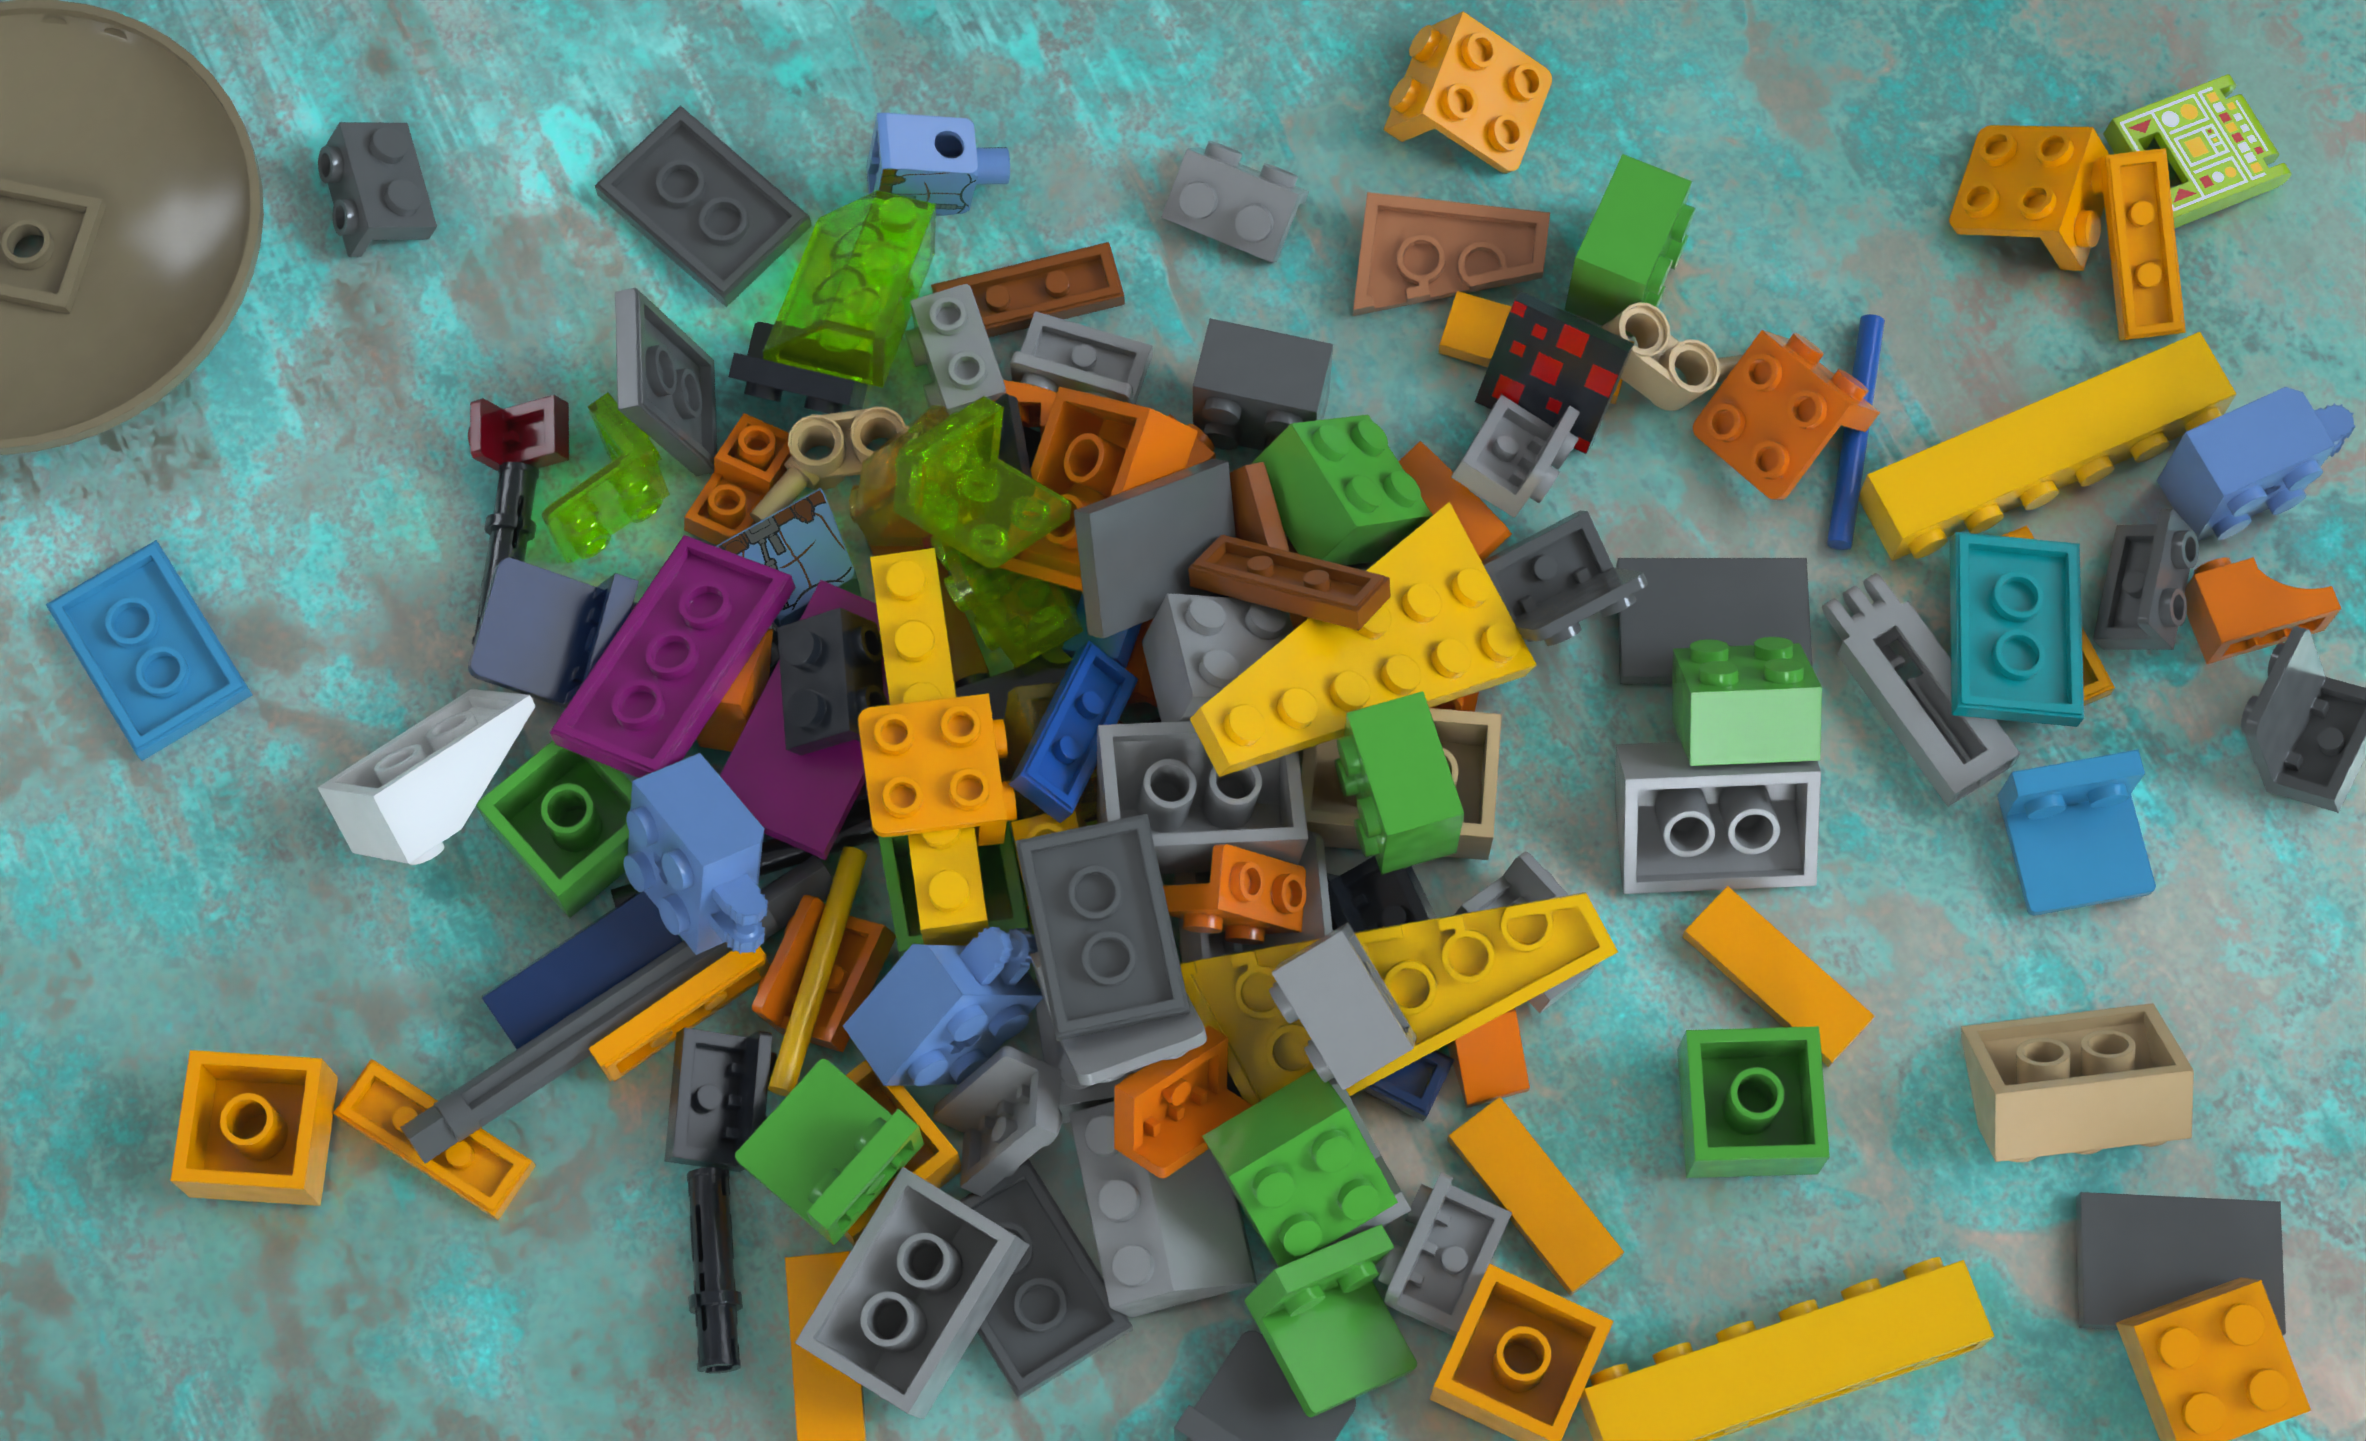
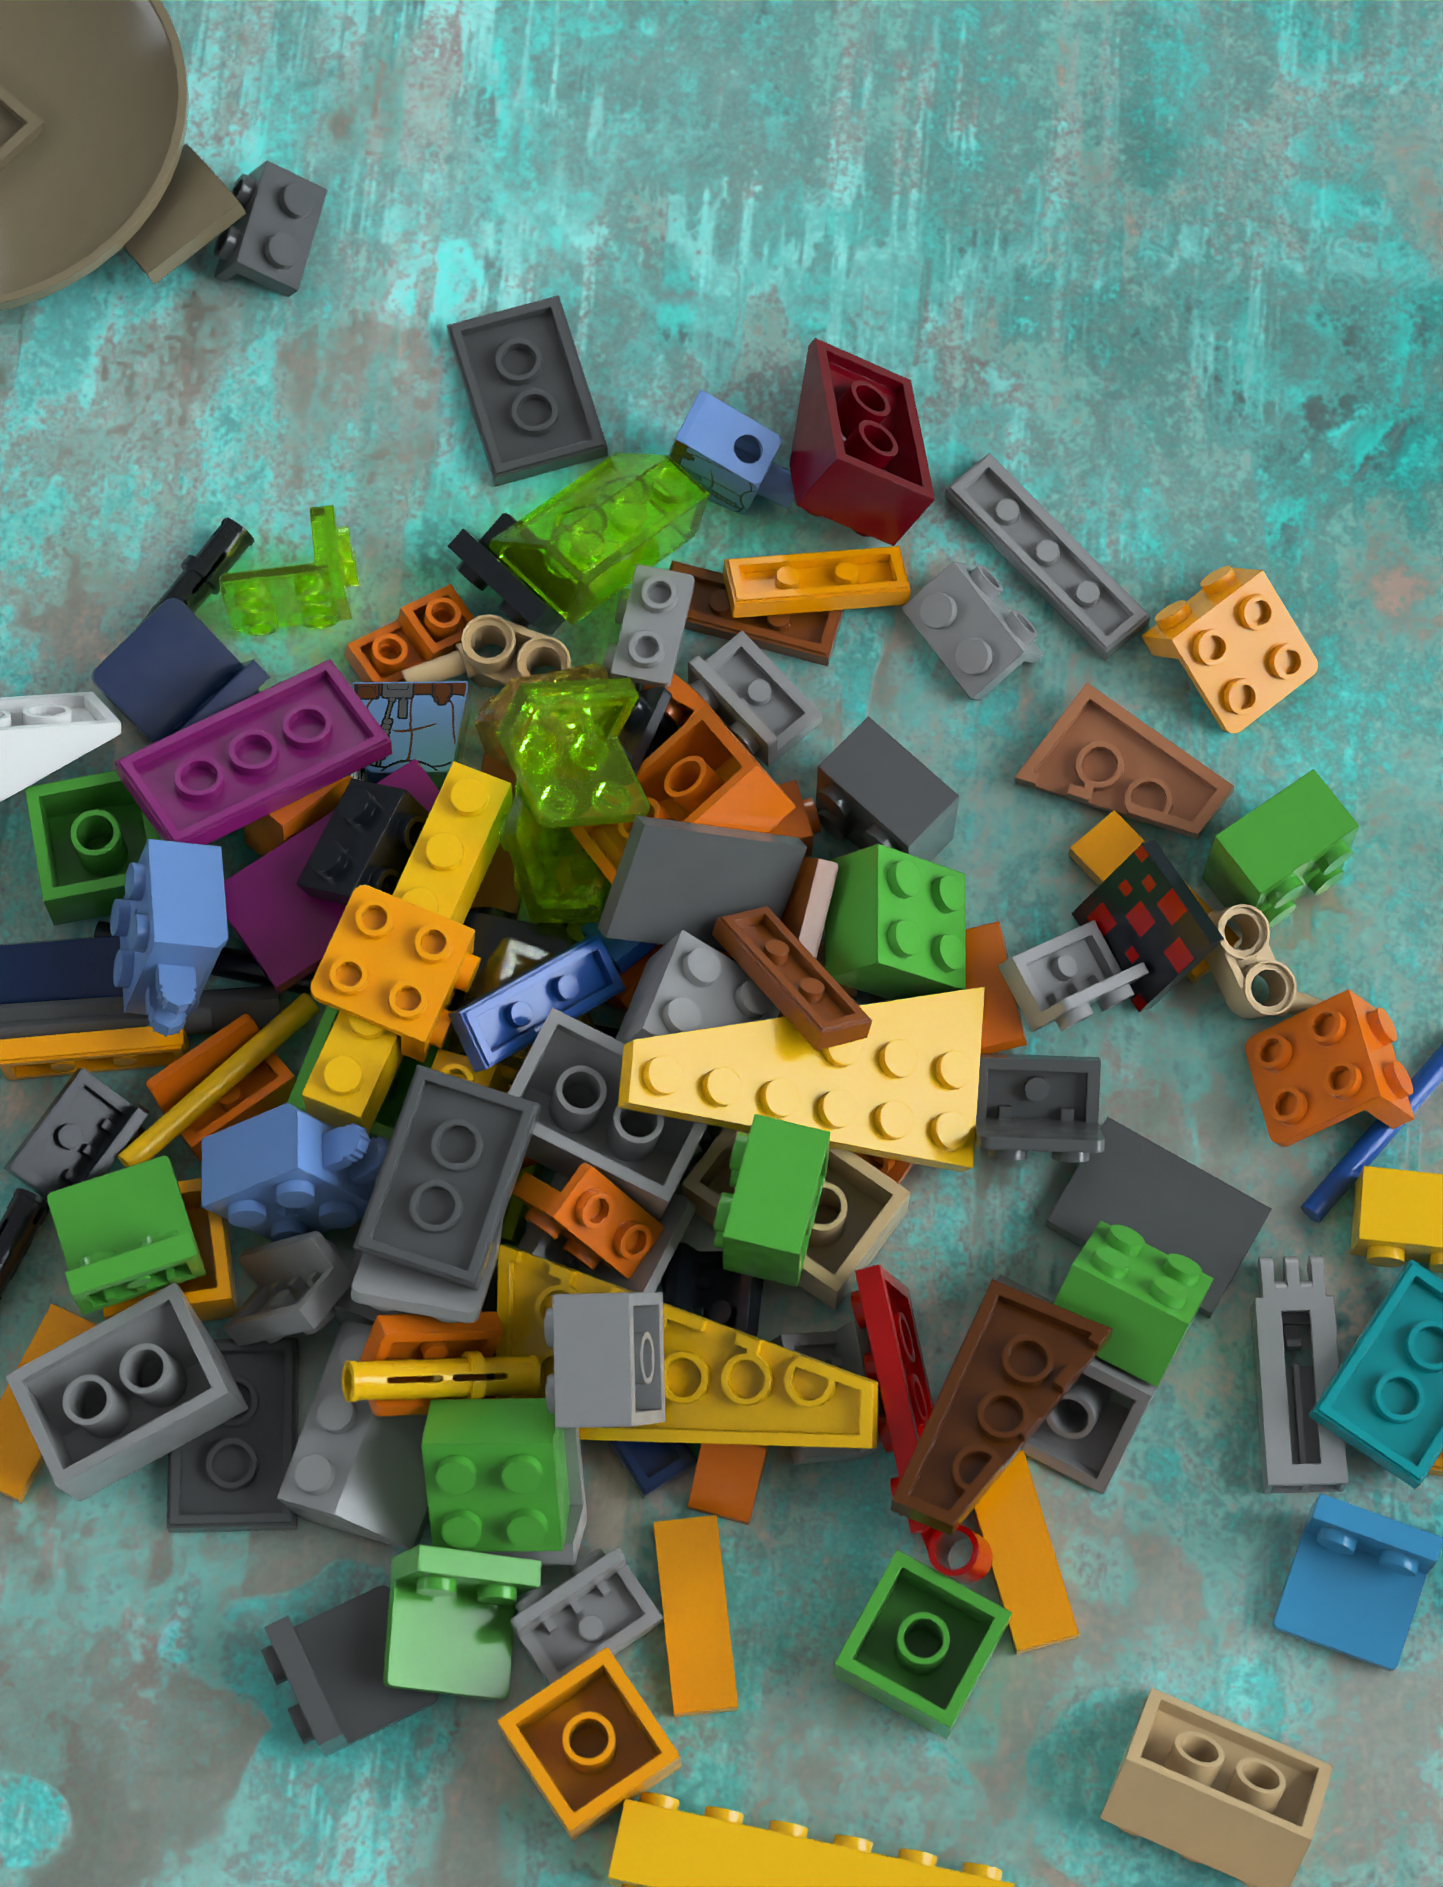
camera: 30 degrees right, 0 degrees up
(298, 212) = (186, 218): none -> dark tan slope
(521, 433) = (256, 501): dark red bracket -> none
(665, 382) = (389, 522): dark grey tile -> none
(1041, 94) = (859, 446): none -> dark red slope
(1072, 234) = (816, 581): none -> light orange tile
(1255, 1076) = (512, 1377): none -> yellow pin
(1258, 104) = (1047, 556): none -> light grey tile
(1623, 920) = (901, 1375): none -> red hinge
(1696, 842) = (997, 1395): none -> reddish brown wing

